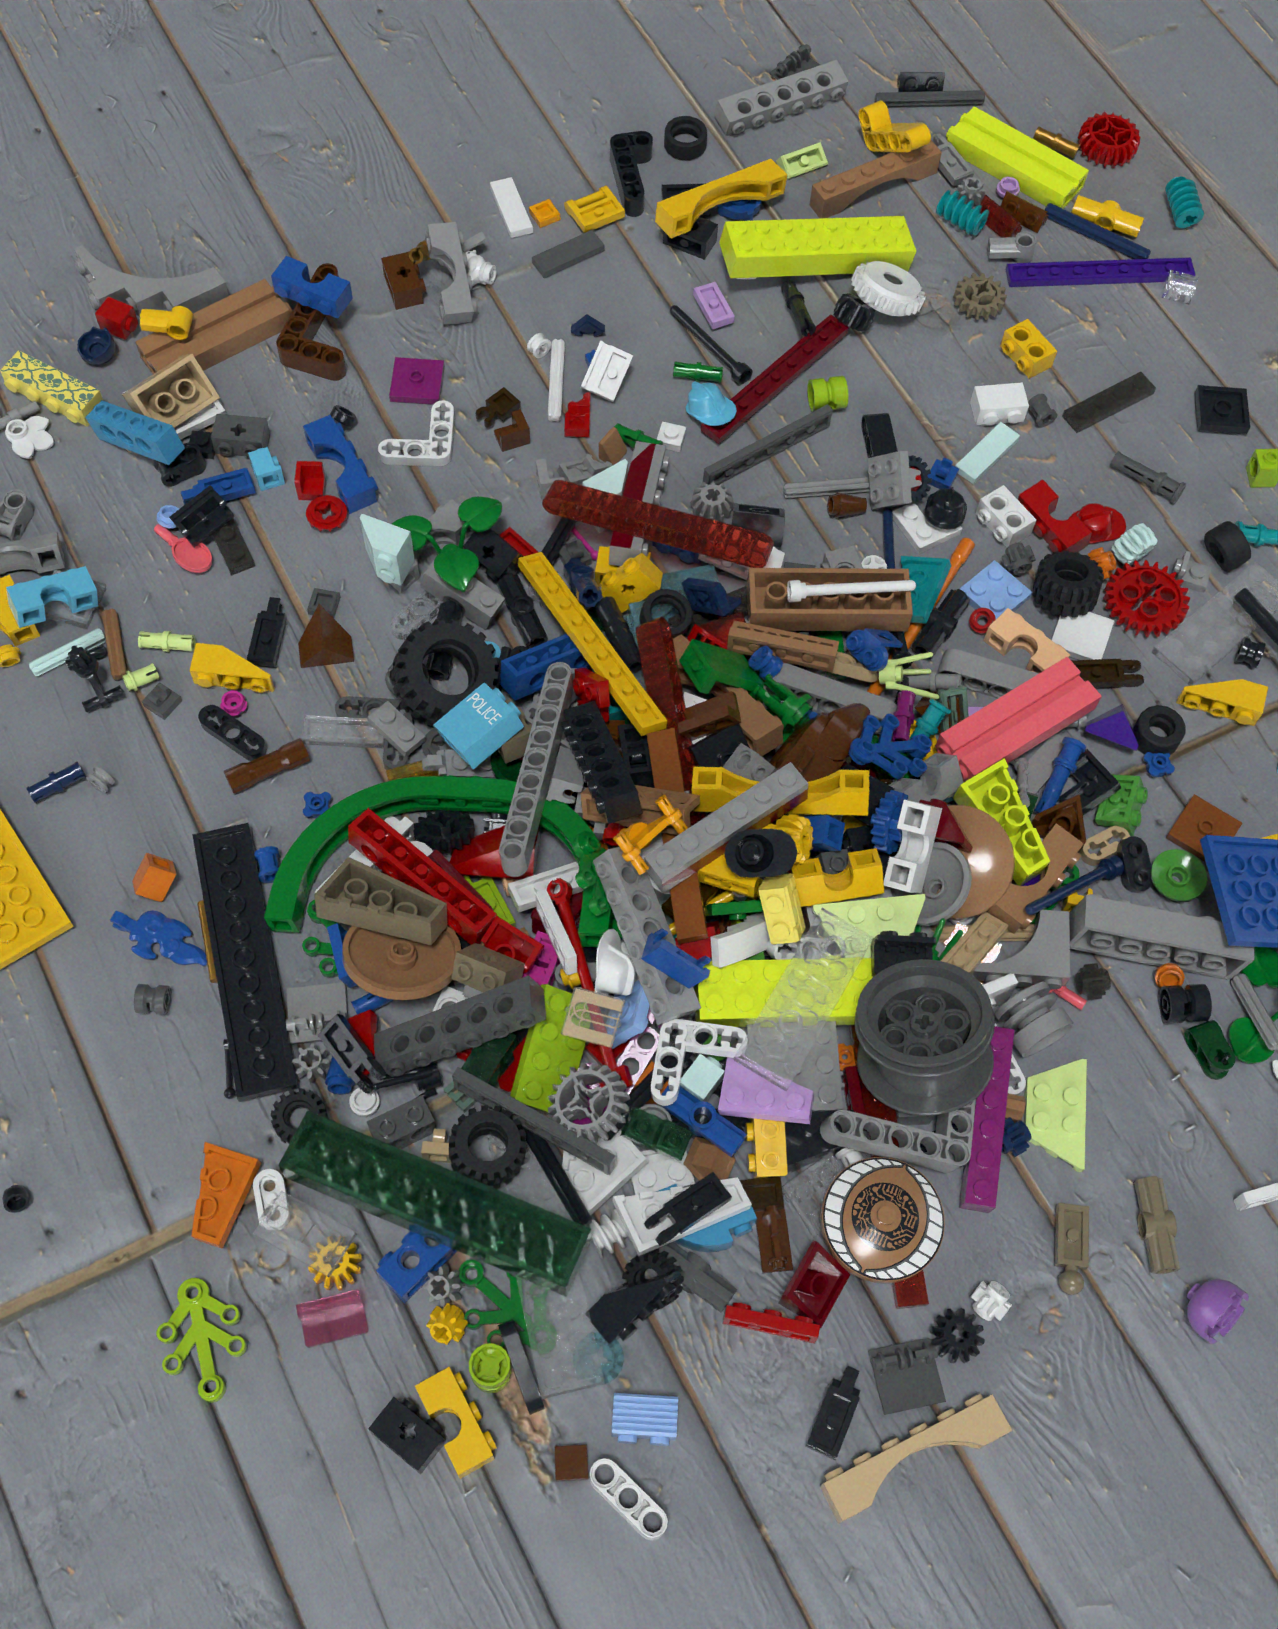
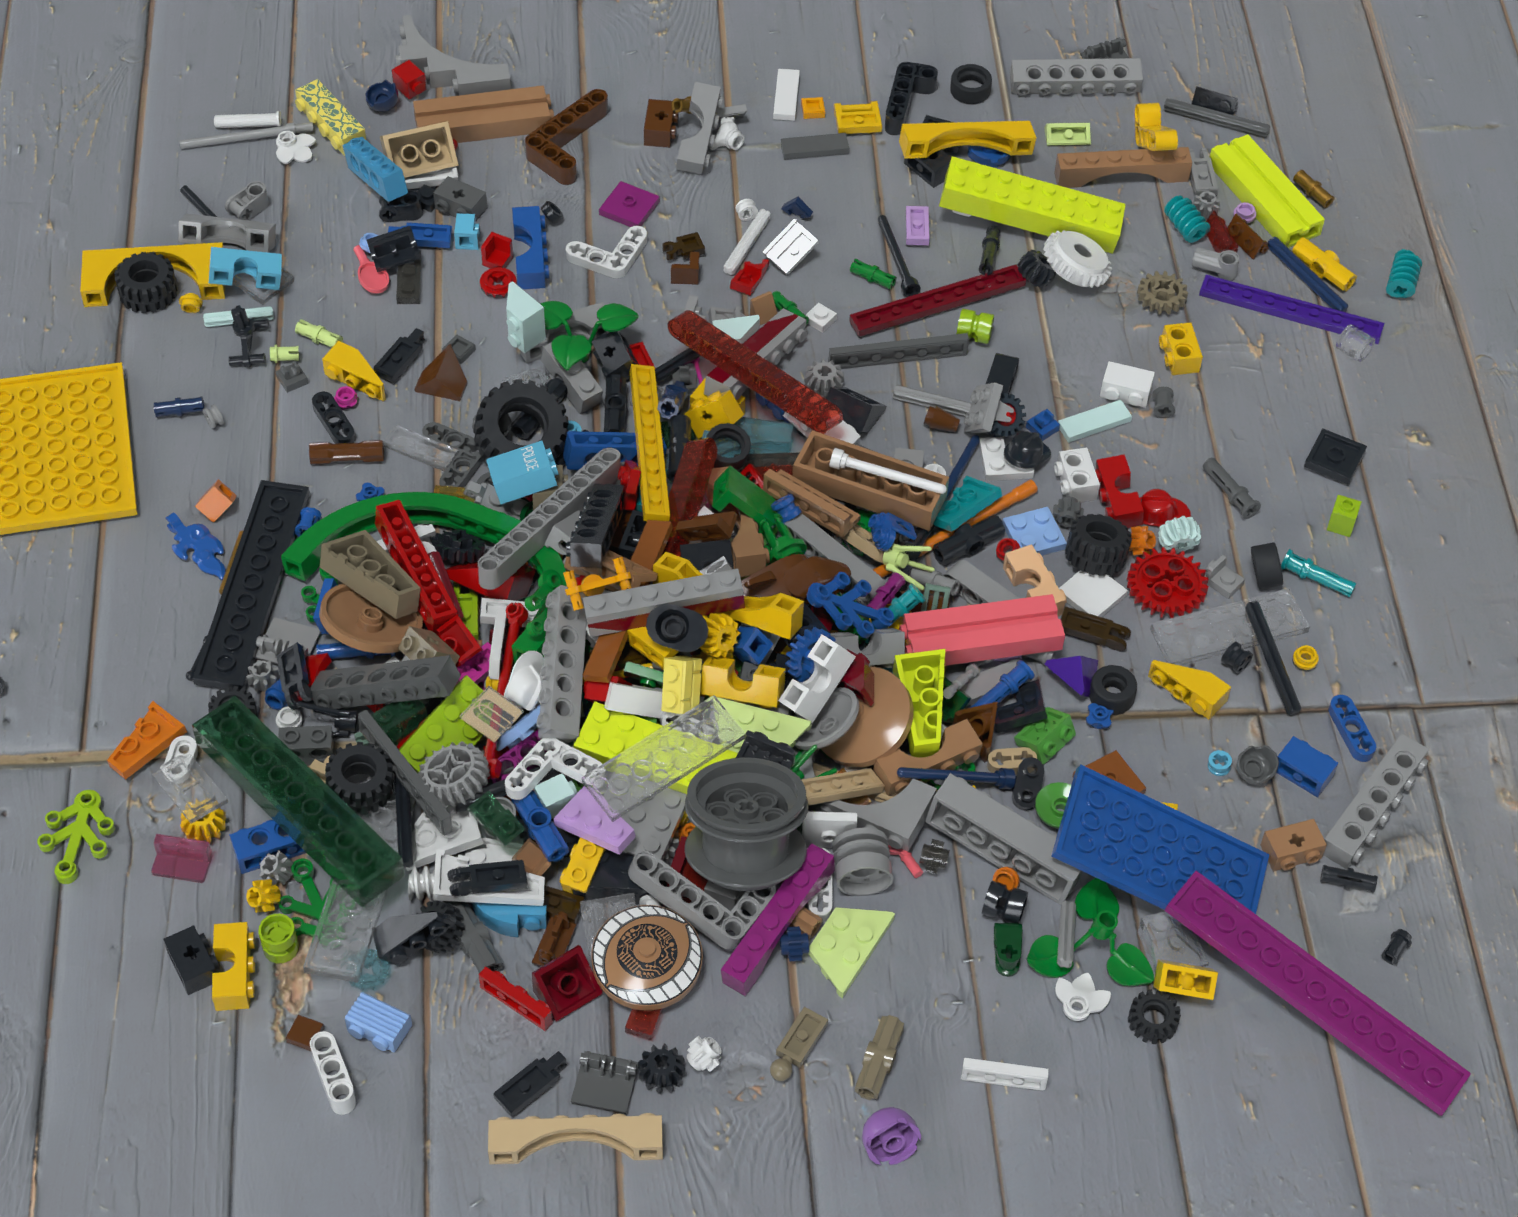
camera: 25 degrees right, 10 degrees down
(114, 644) = (277, 322): medium nougat axle -> none
(152, 999) = (168, 586): dark grey wheel -> none
(174, 322) = (449, 95): yellow piece -> none
(293, 282) = (564, 94): blue arch -> none
(396, 729) = (462, 459): light grey plate -> none
(521, 1367) = (302, 943): black beam -> none
(674, 961) = (570, 687): blue hinge -> none
(709, 404) = (865, 301): medium azure piece -> none
(709, 597) = (770, 445): dark blue bracket -> none
(1108, 139) = (1364, 201): red gear -> none
(1108, 402) = (1233, 417): clear smoke plate -> none

